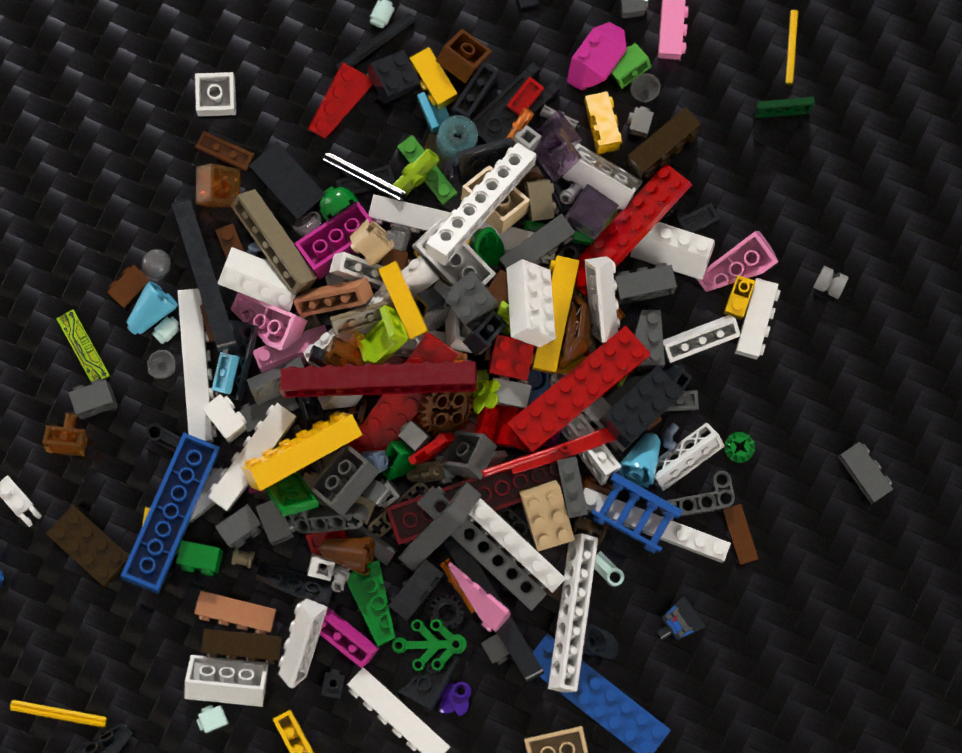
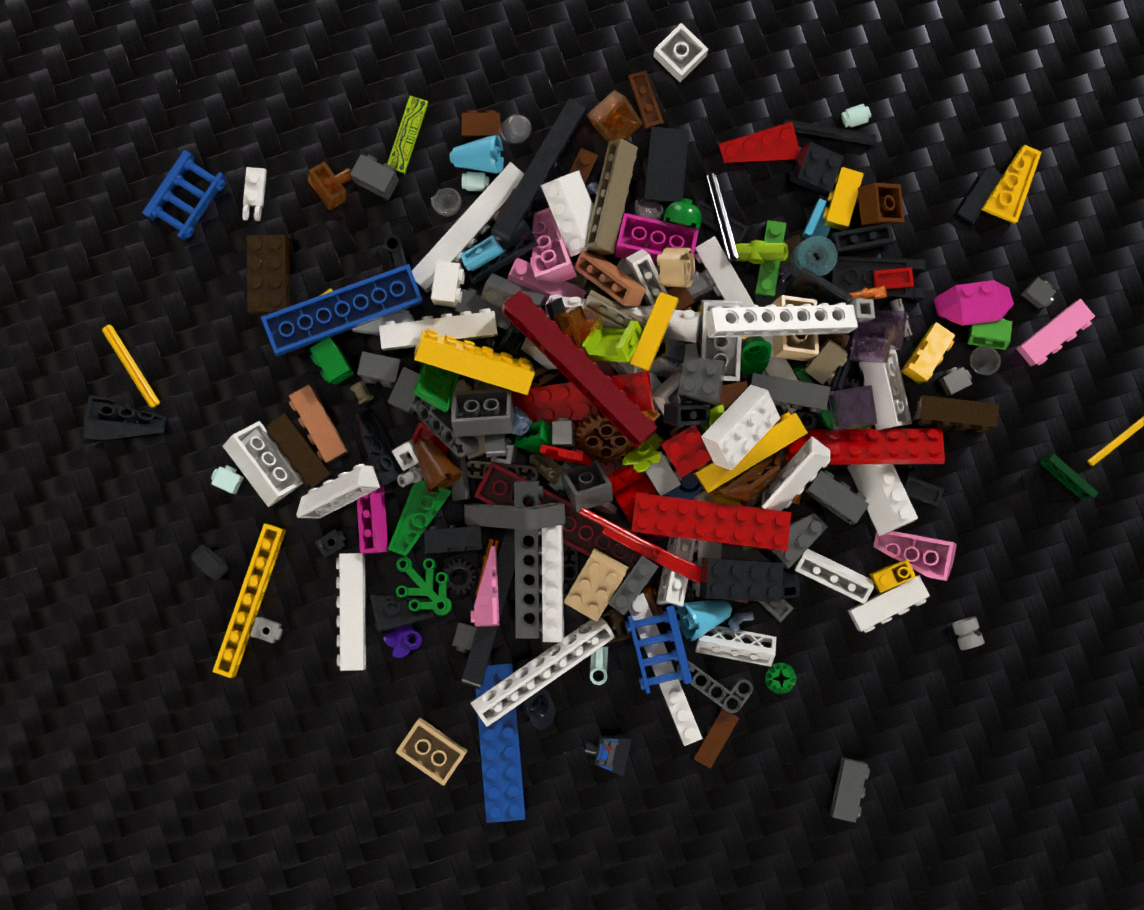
camera: 50 degrees right, 5 degrees up
(568, 196) = (848, 379): light grey pin -> none

